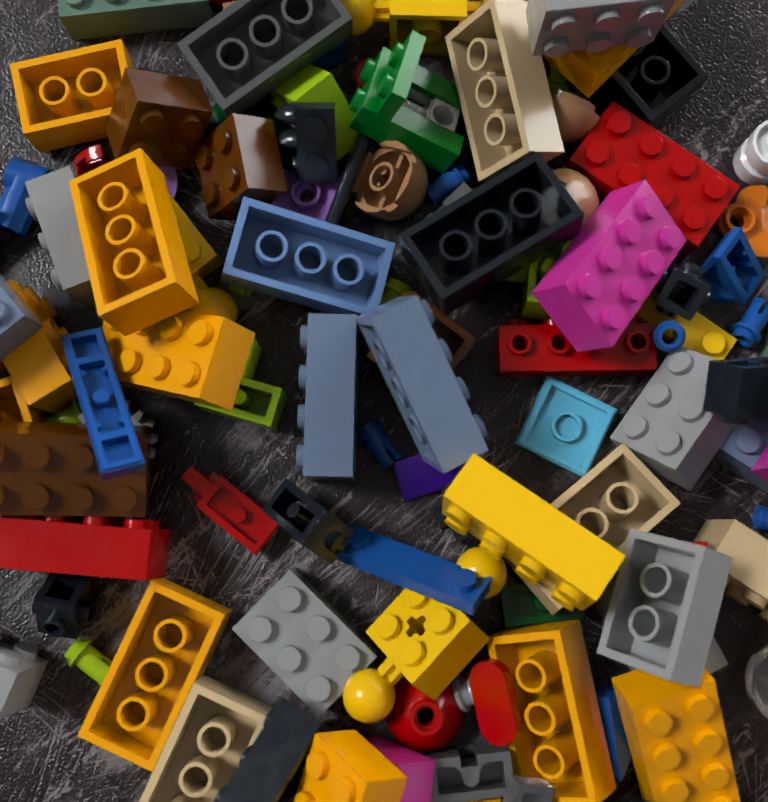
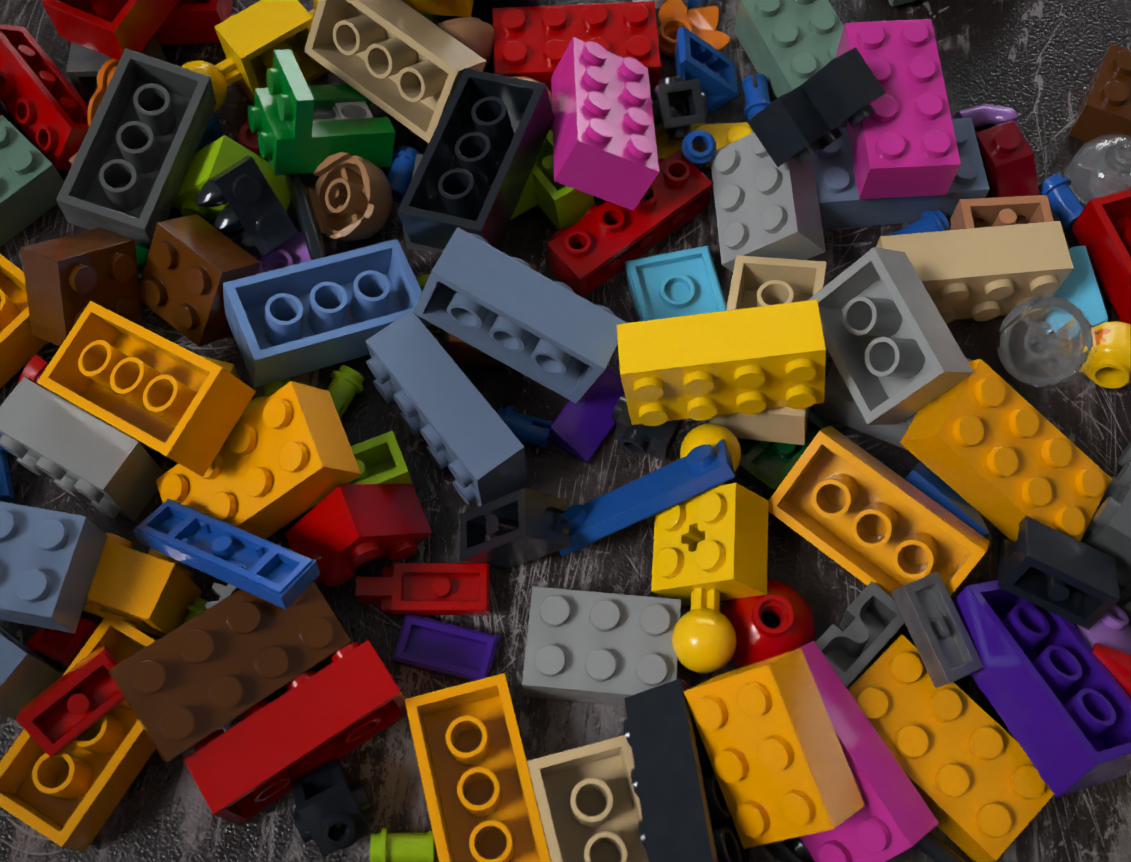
camera: 40 degrees left, 15 degrees down
(209, 436) = (358, 526): none -> red brick
(213, 555) = (445, 649): none -> dark purple tile
(277, 323) = (344, 386): none -> lime pin
(462, 692) = (791, 575): light grey bush -> none
(495, 702) = (821, 552): red tile -> none

